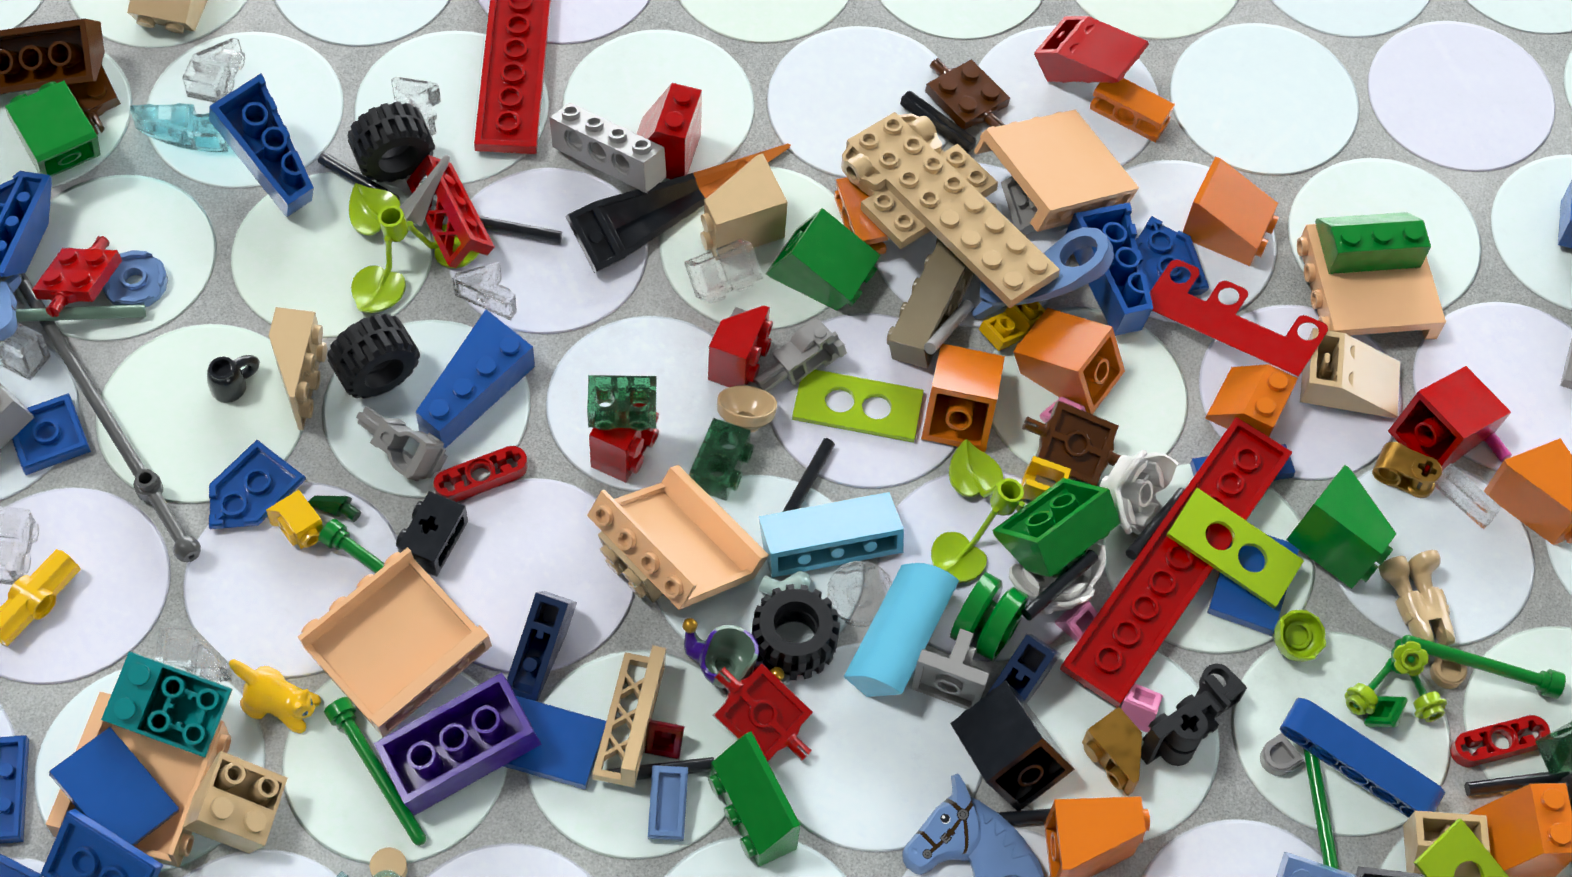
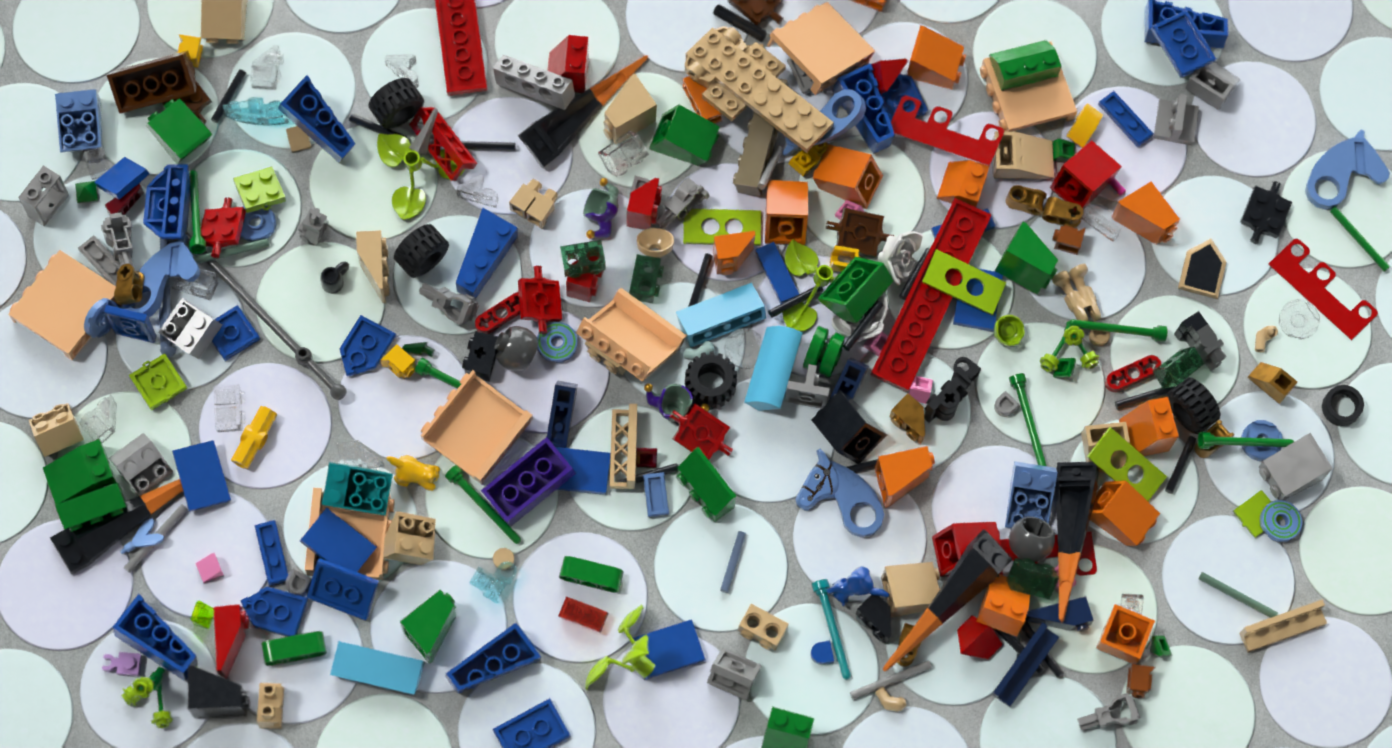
camera: 10 degrees left, 10 degrees up
(29, 288) = (197, 244): none -> green piece
(31, 845) = (297, 582): none -> light grey tile
(113, 30) = (194, 47): none -> yellow window
(149, 98) = (228, 95): none -> black bar
(152, 232) = (259, 189): none -> lime plate
(218, 294) = (313, 226): none -> light grey piece
(232, 174) = (297, 139): none -> tan slope
(487, 527) = (516, 348): none -> dark grey wheel
(545, 462) = (539, 299): none -> red plate
(558, 515) = (560, 353): none -> medium blue tile
(567, 322) = (532, 204): none -> tan hips
(675, 344) = (602, 208): none -> piece
(867, 437) = (732, 251): none -> orange slope
(933, 487) = (776, 272): none -> blue tile
(951, 533) = (792, 302): none -> black bar
(1153, 217) = (887, 71): none -> red slope
(1351, 441) = (1030, 199): none -> pearl gold piece
(1360, 759) = (1051, 400): blue beam -> none
(1412, 511) = (1068, 239): none -> dark orange window
(1414, 377) = (1063, 150): none -> green slope
(1454, 347) = (1084, 126): none -> yellow slope
(1519, 350) = (1125, 118): none -> blue tile

